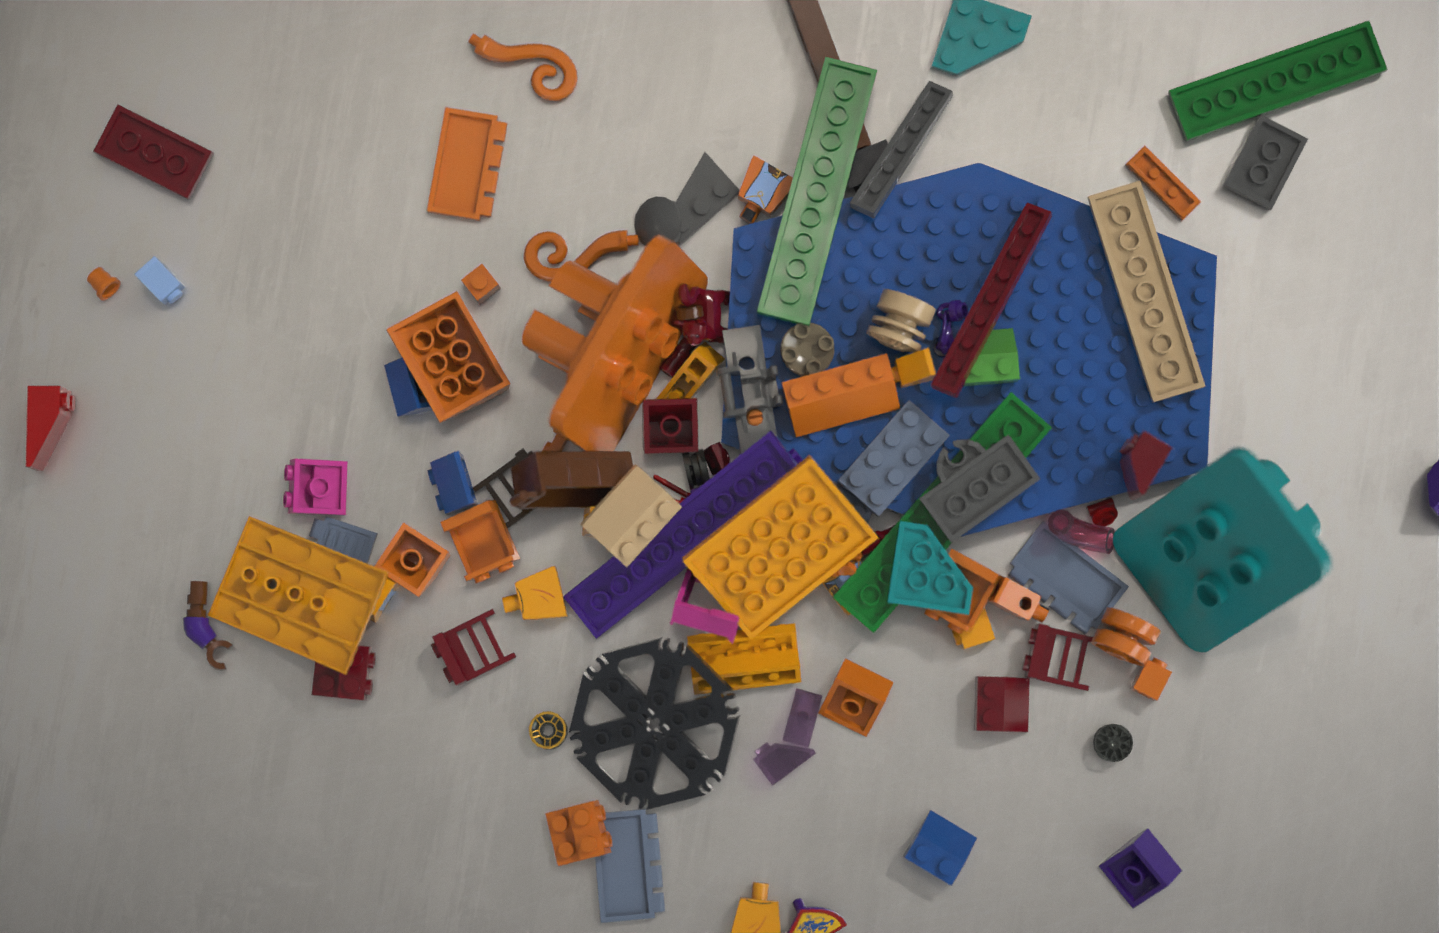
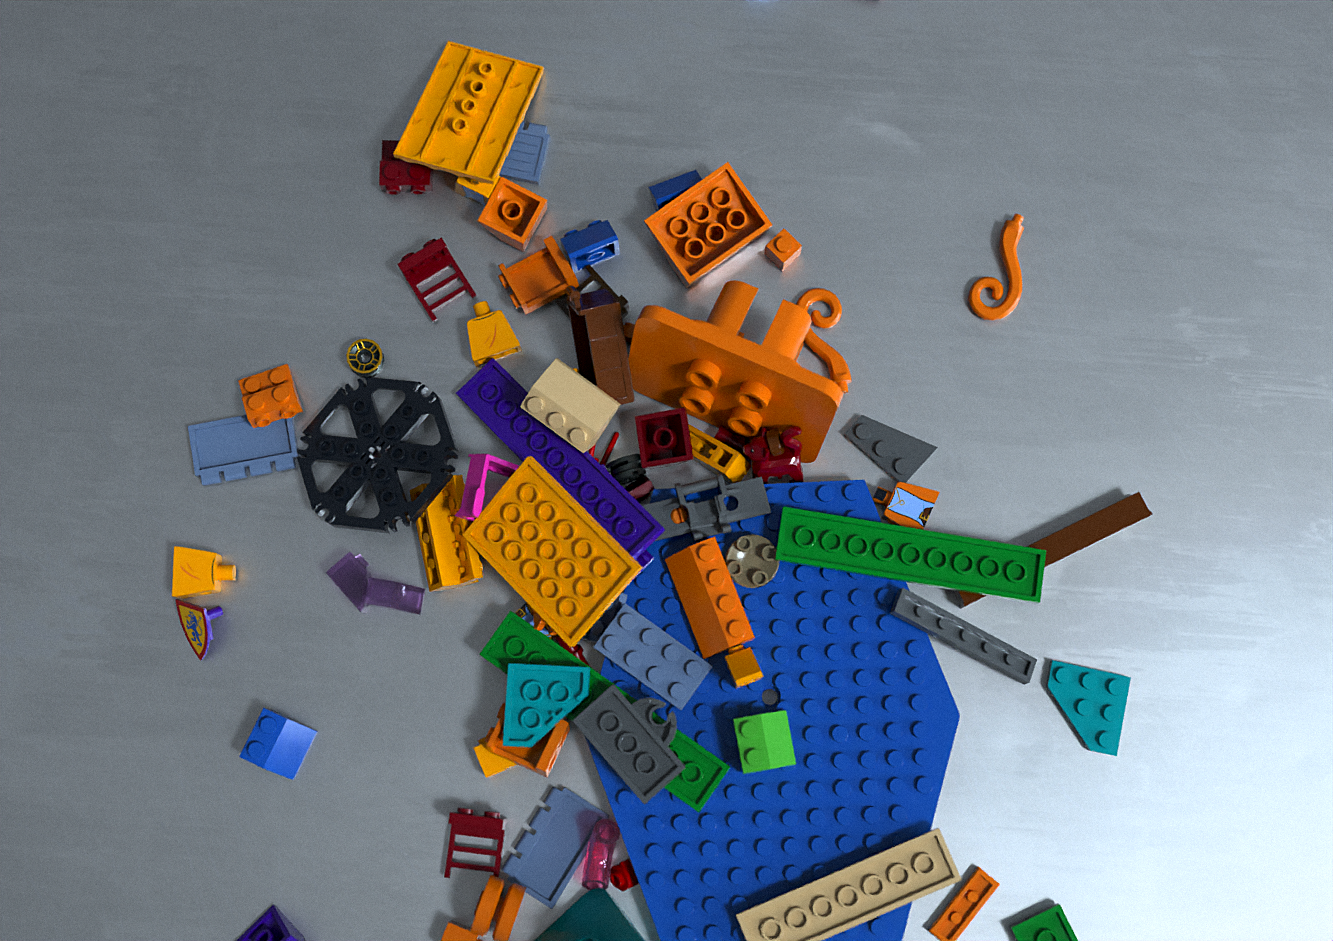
camera: 85 degrees right, 5 degrees down
(197, 625) = (433, 34): piece -> none
(316, 487) = (575, 122): dark pink plate -> none
(464, 162) = (896, 224): orange hinge -> none
(656, 218) = (862, 409): dark grey dish -> none
(855, 697) = (419, 646): orange slope -> none
(863, 163) = (945, 599): black slope -> none
(901, 321) = (788, 648): tan wheel -> none
(957, 311) = (805, 704): dark purple piece -> none
(991, 300) = (820, 737): dark red plate -> none
(1001, 704) = (423, 791): dark red slope -> none
(1007, 598) = (530, 786): orange torso -> none
(1113, 742) = (394, 907): pearl dark grey wheel -> none
(1141, 462) = (670, 907): dark red slope -> none

